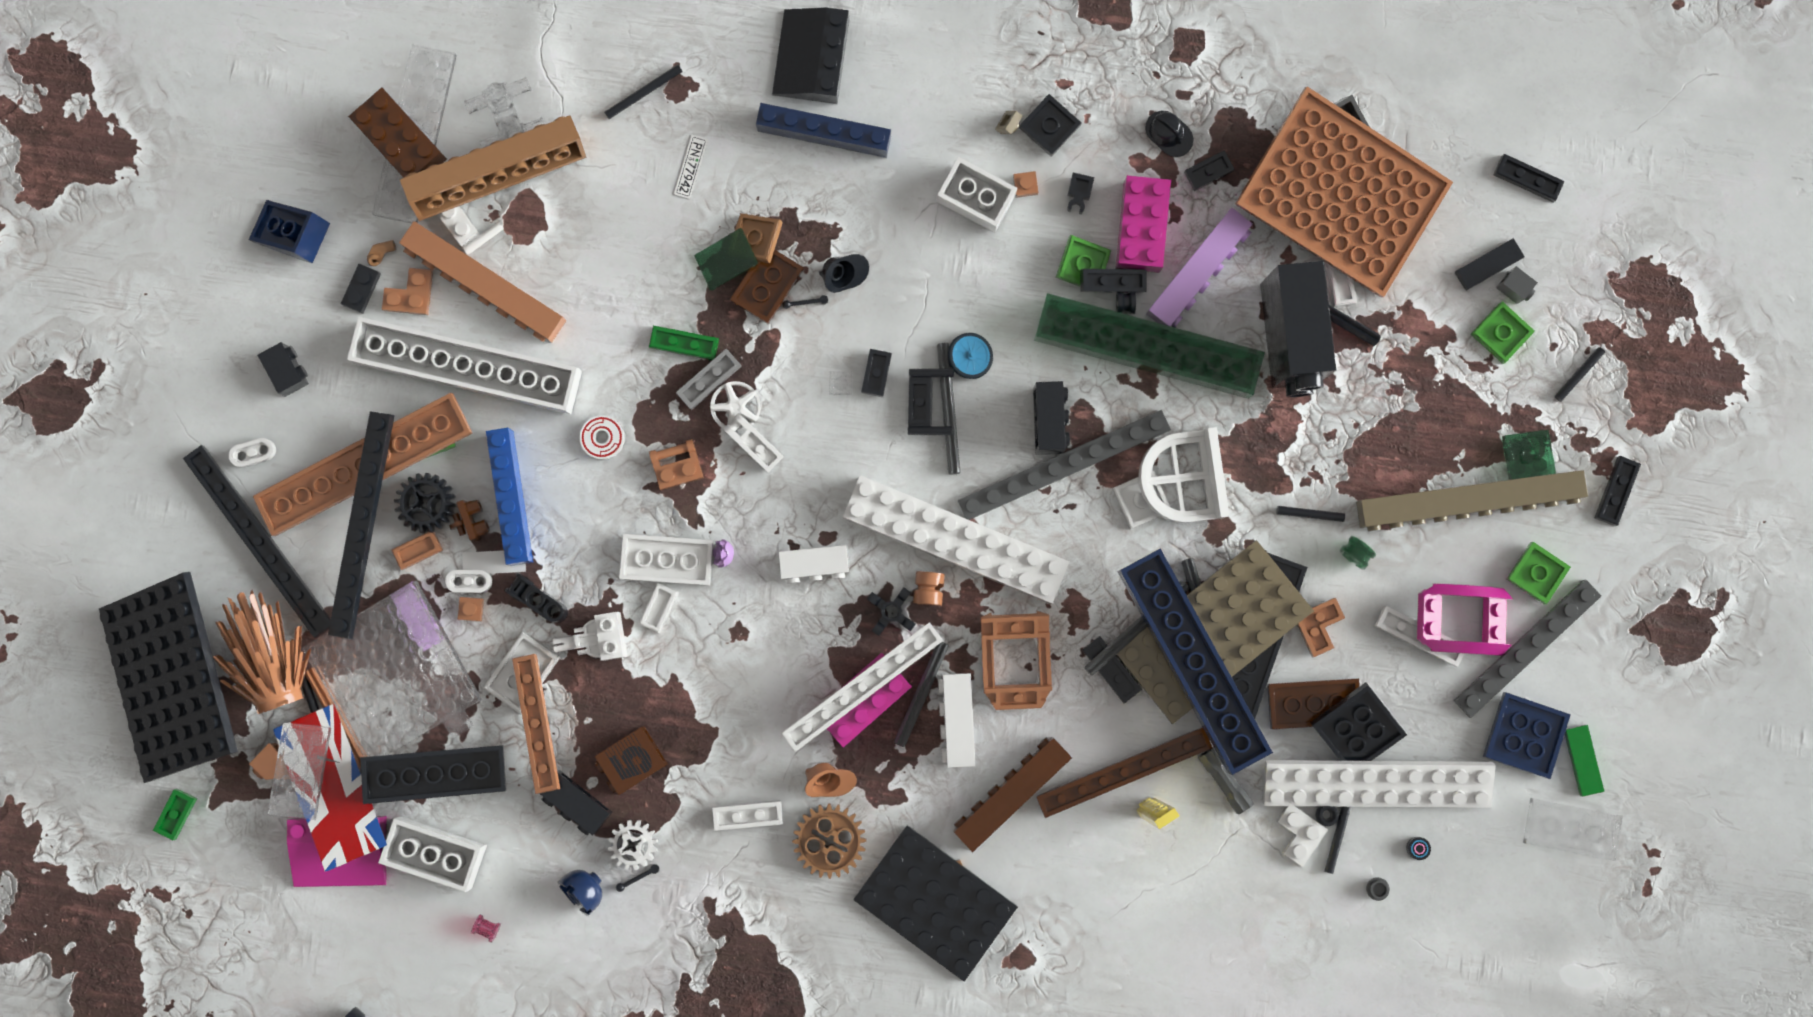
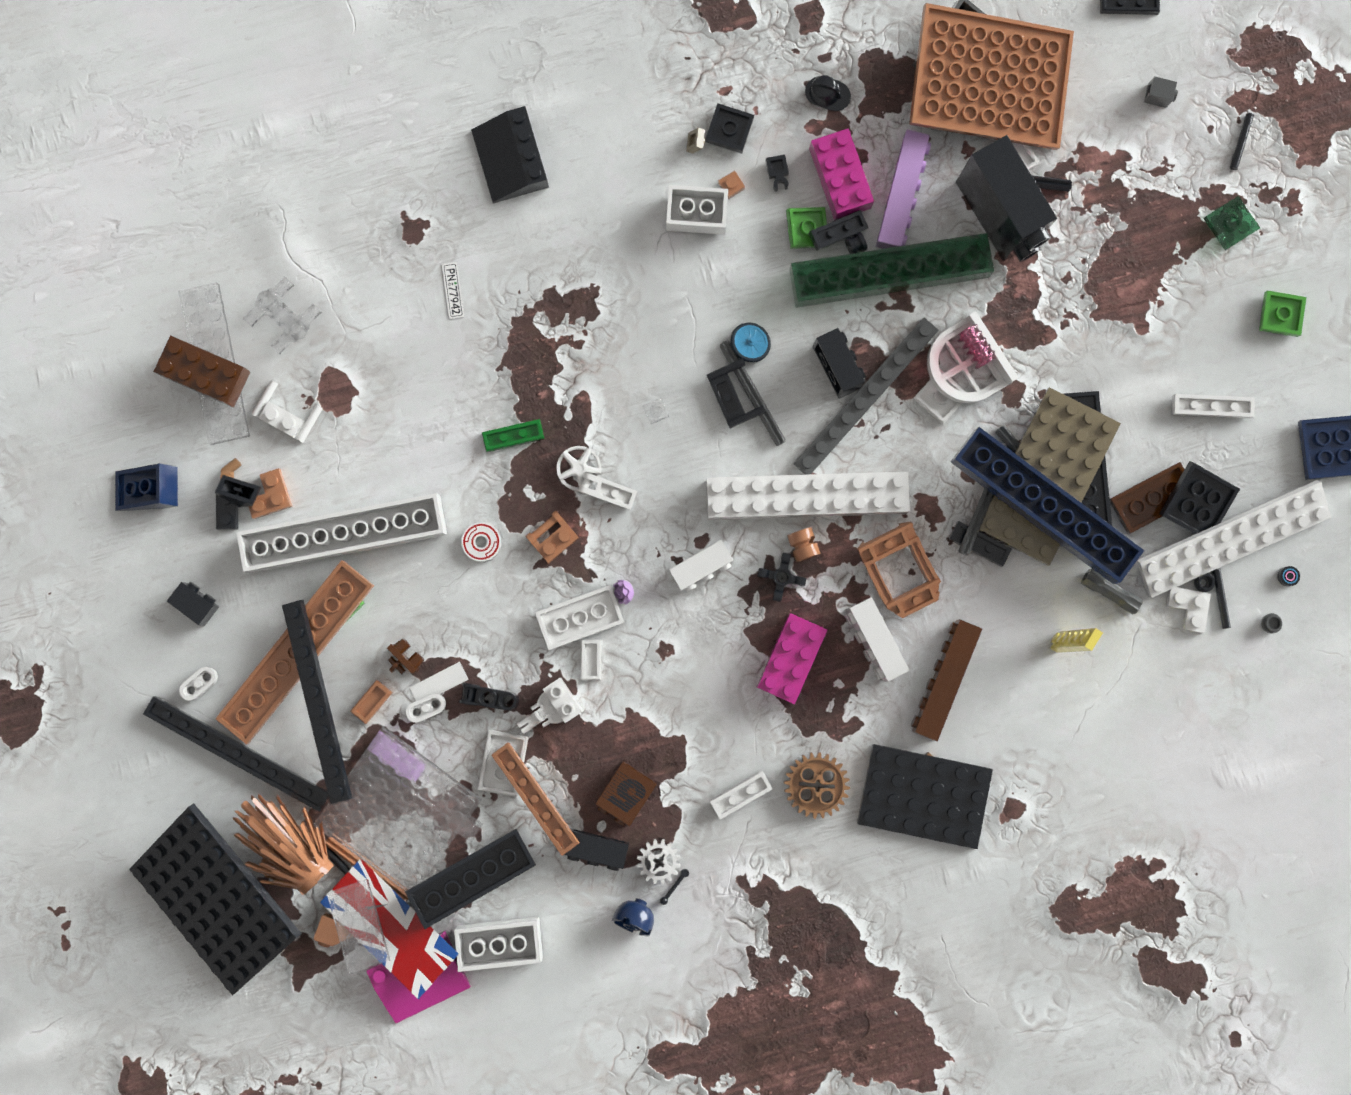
camera: 25 degrees left, 0 degrees up
(174, 814) = (270, 1009): green plate -> none
(378, 275) = (237, 491): none -> black slope
(434, 498) = (375, 670): black gear -> none
(470, 609) = (437, 730): nougat plate -> none
(483, 282) = (325, 459): nougat brick -> none
(485, 928) = (569, 984): clear pink bush -> none
(493, 168) = (293, 360): medium nougat brick -> none
(509, 496) = (428, 624): blue brick -> none
(642, 92) = (386, 246): black bar -> none
(708, 379) = (547, 455): light grey plate -> none
(726, 259) = (517, 352): clear green piece -> none
(761, 234) = (532, 324): medium nougat tile -> none
(767, 286) = (559, 357): reddish brown plate -> none
(823, 130) = (548, 212): dark blue brick -> none
(823, 300) = (610, 350): black hinge -> none
(827, 781) = (794, 737): nougat piece -> none
(844, 272) = (618, 319): black piece -> none
(862, 687) = (788, 647): white plate -> none
(876, 373) = (681, 389): black plate -> none
(921, 694) = (836, 632): dark grey axle -> none
(1124, 772) = (1027, 622): reddish brown plate -> none
(1199, 465) = (976, 346): none -> clear pink piece
(1209, 170) = (874, 108): black plate -> none
(1309, 513) = (1080, 347): black bar -> none
(1314, 625) = (1125, 436): nougat plate -> none
(1357, 552) = (1133, 361): clear green wheel -> none
(1472, 499) = (1203, 278): dark tan brick -> none
(1489, 264) = (1130, 85): black tile -> none
(1492, 626) = (1265, 369): dark pink wedge -> none
(1502, 332) = (1165, 135): bright green tile -> none
(1527, 648) = (1301, 378): dark grey plate -> none
(1617, 491) = (1314, 220): black tile -> none

